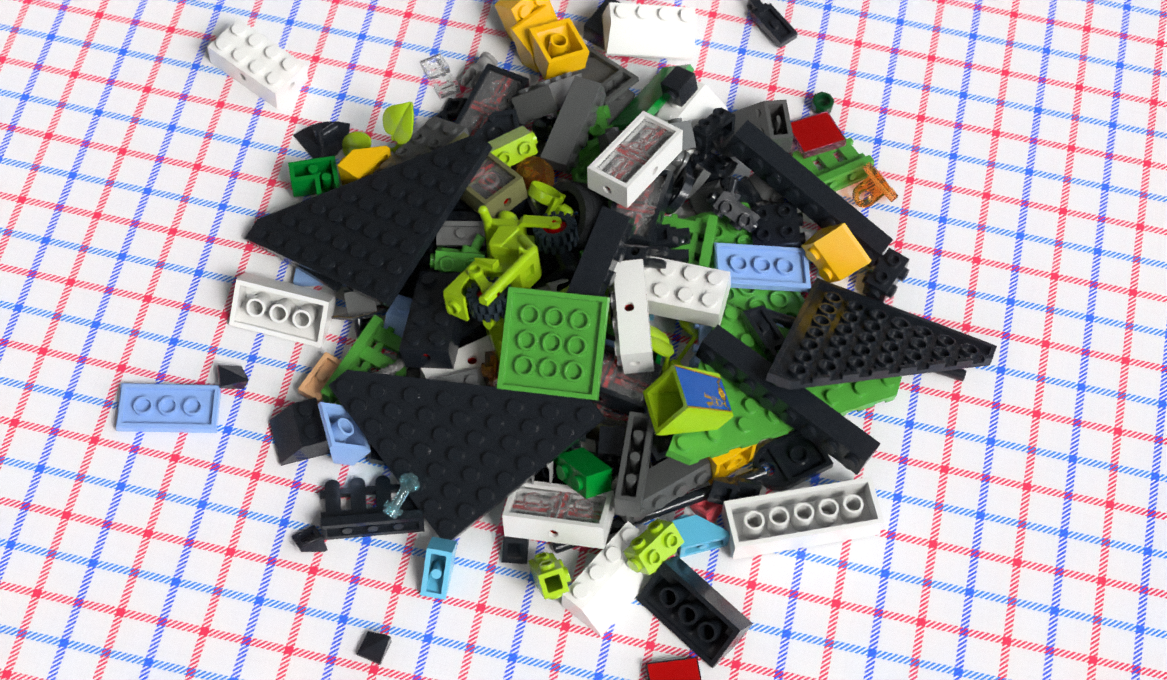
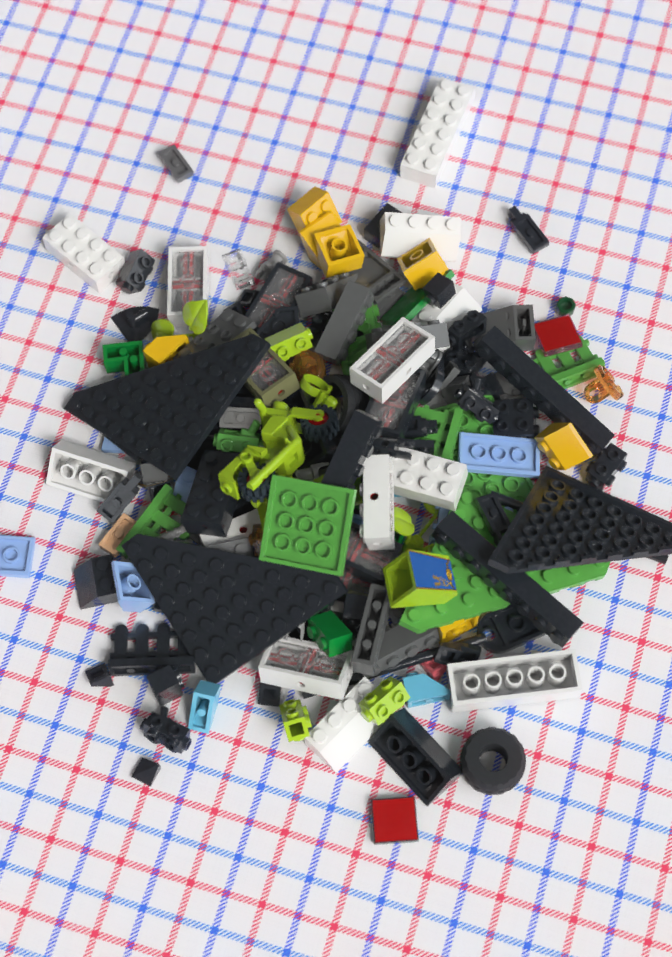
camera: 10 degrees right, 5 degrees up
(232, 377) = (44, 530): black slope -> none
(320, 82) = (135, 272): none -> black brick
(321, 334) = (120, 498): none -> black hinge
(381, 86) = (186, 280): none -> clear brick
(391, 544) = (166, 685): none -> black brick
(395, 599) = (164, 731): none -> black brick
(408, 484) = (180, 634): clear light blue bar -> none
(655, 59) = (422, 264): none -> yellow brick
(790, 588) = (492, 781): none -> black tyre

